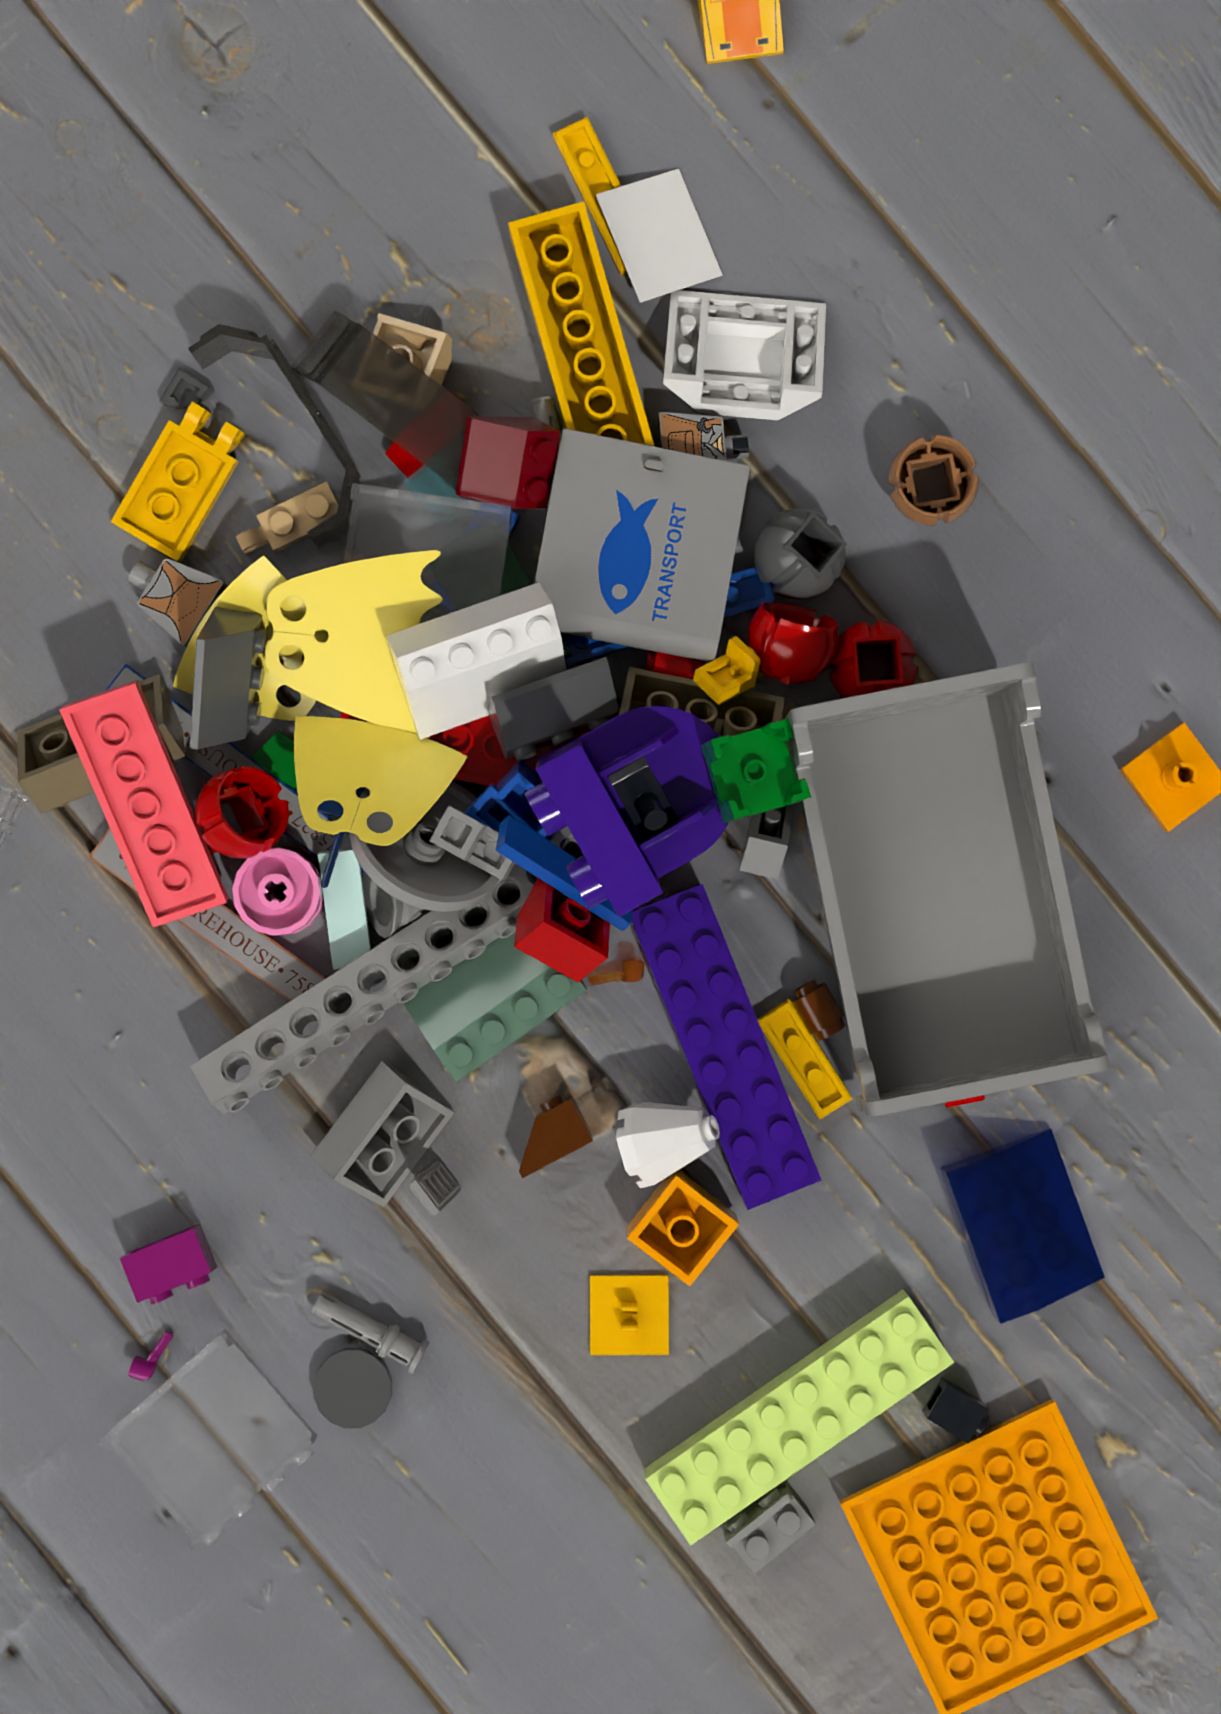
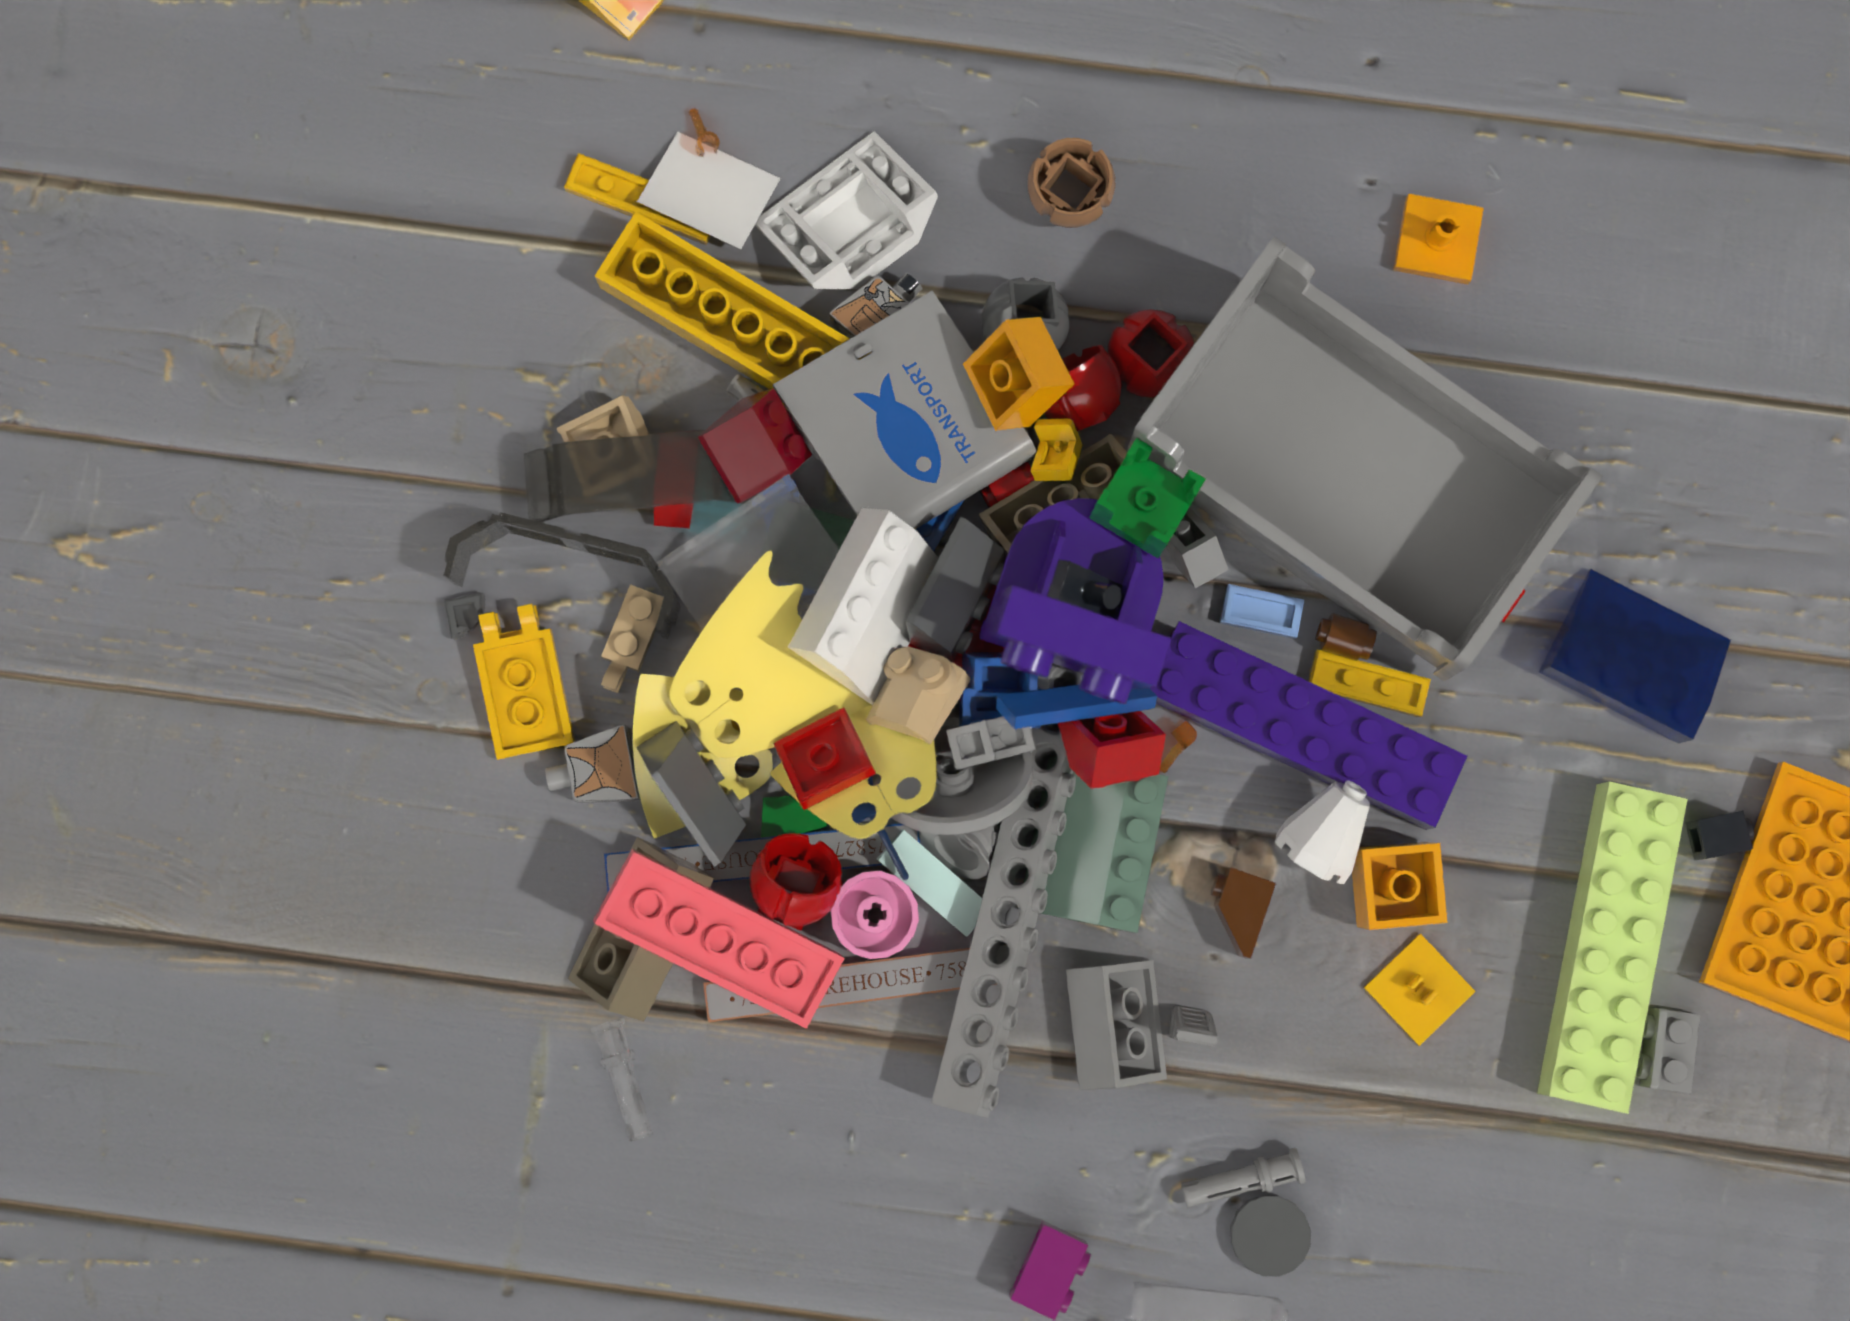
camera: 40 degrees left, 5 degrees down
(343, 743) = (824, 758): none -> red tile
(454, 758) = (917, 693): none -> tan slope
(694, 186) = (702, 134): none -> clear orange hand
(750, 588) = (1018, 373): none -> light orange brick
(775, 933) = (1261, 611): none -> light blue tile

